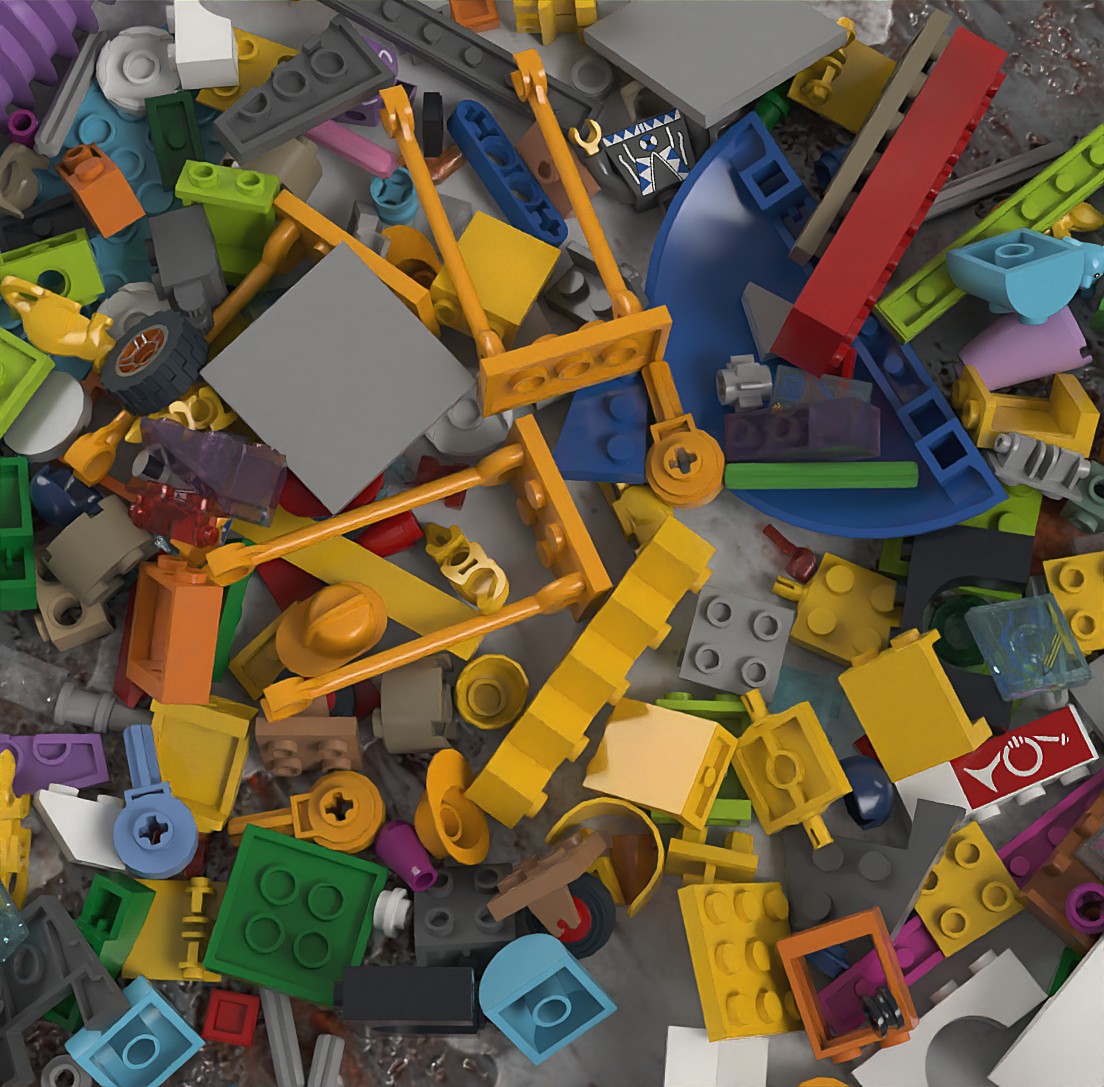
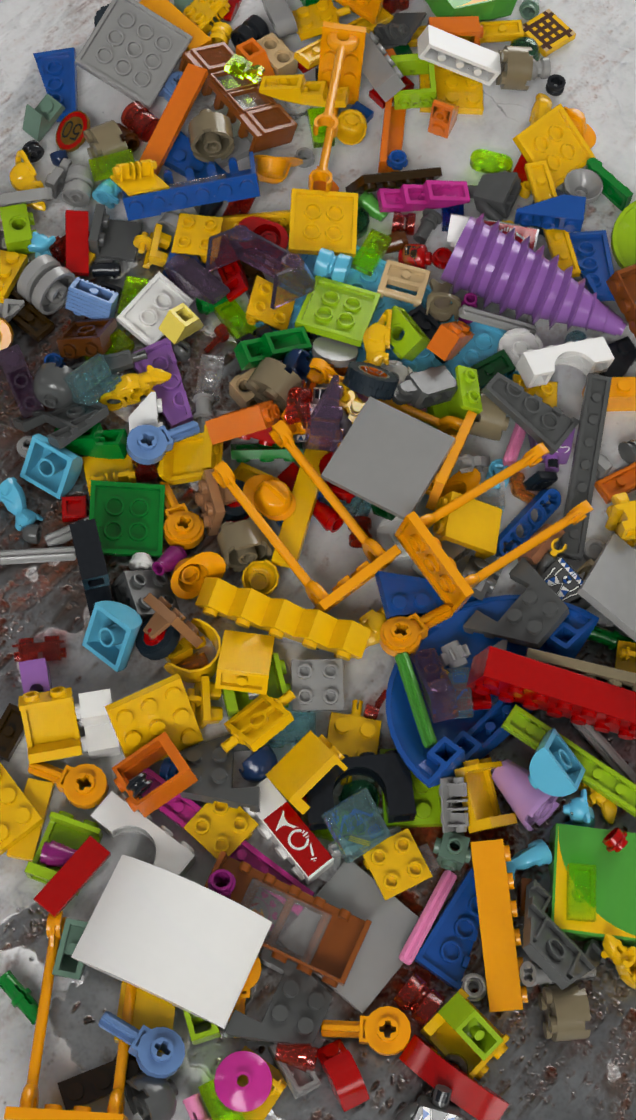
camera: 65 degrees right, 10 degrees down
(467, 567) = (317, 549): yellow animal -> none
(714, 223) = (530, 617): none -> dark grey wing

